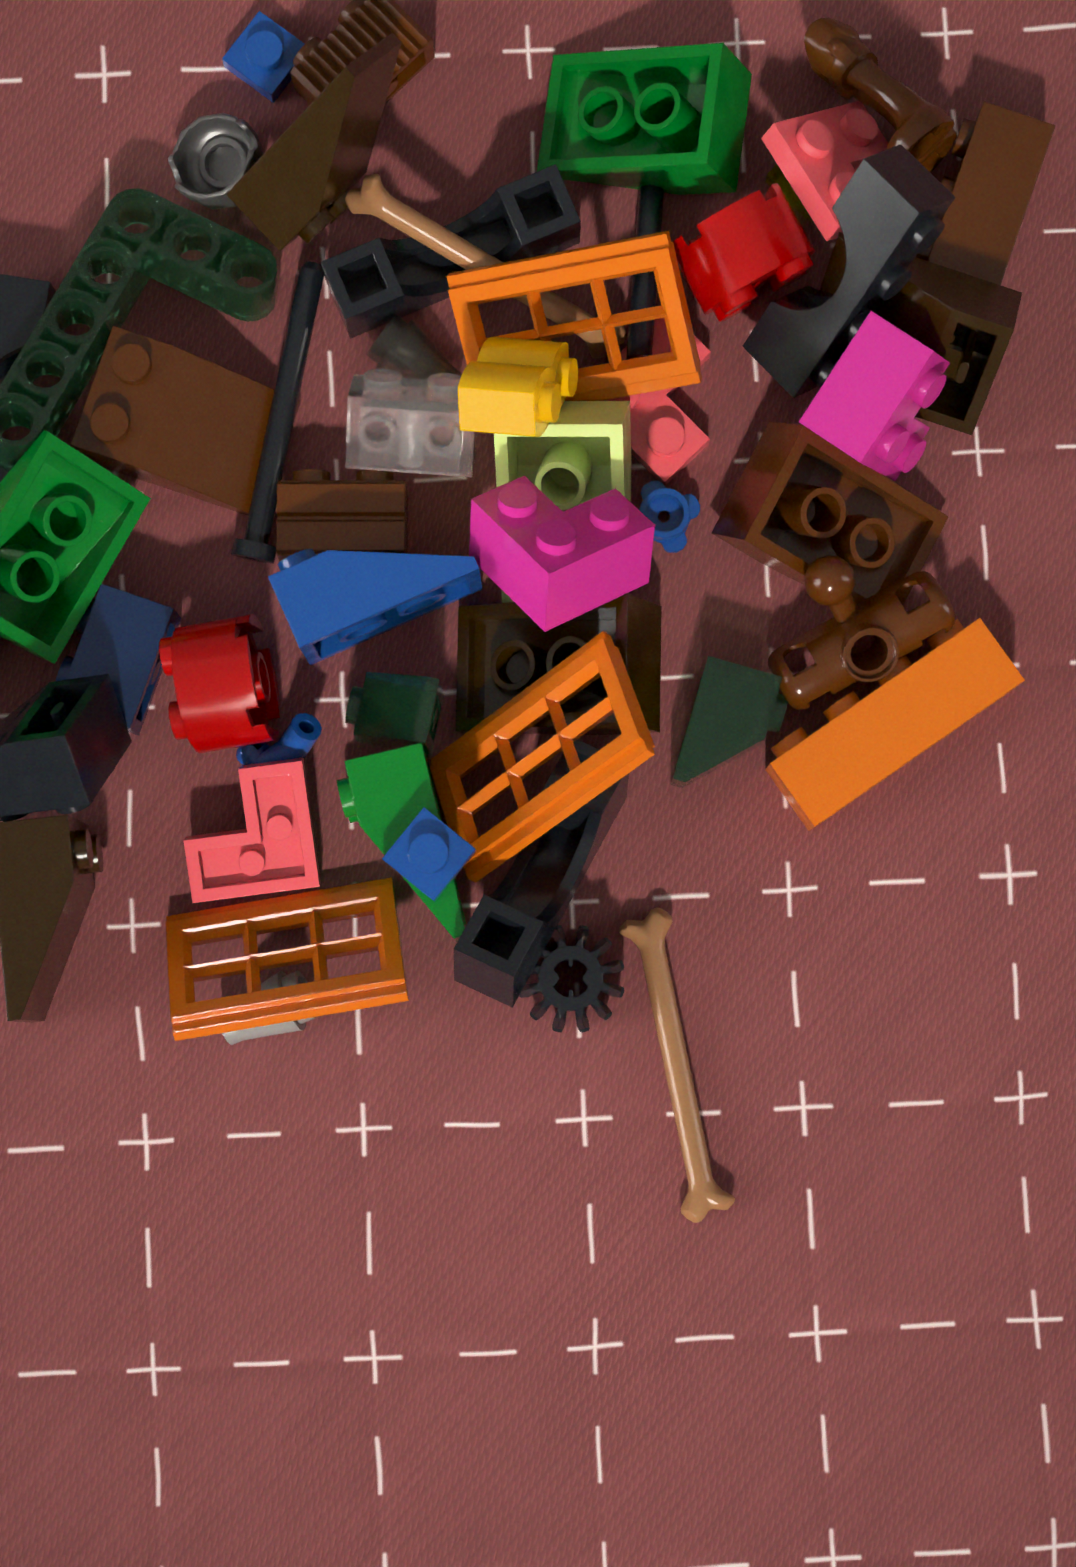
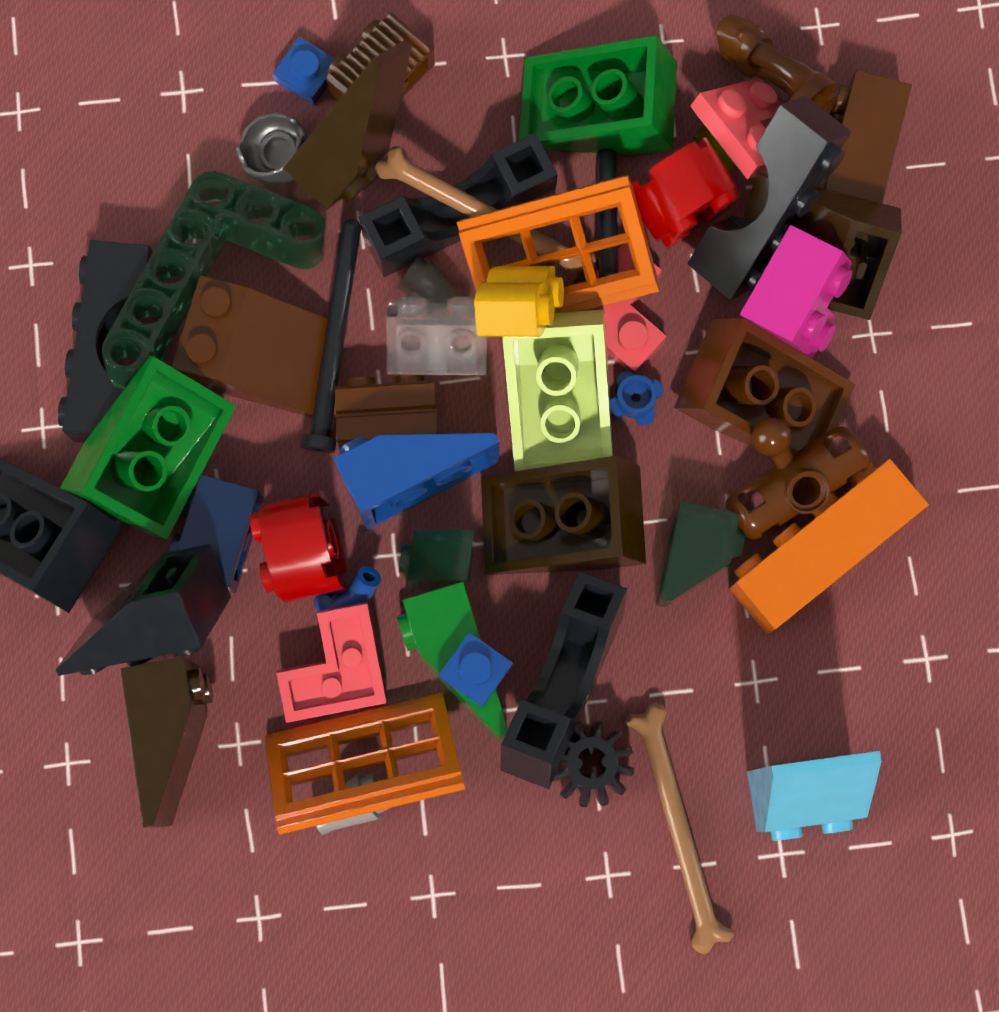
camera: 10 degrees left, 5 degrees down
(556, 559) = (560, 431): dark pink brick -> none
(570, 792) = (581, 615): orange piece -> none
(843, 1034) = (813, 793): none -> medium azure slope

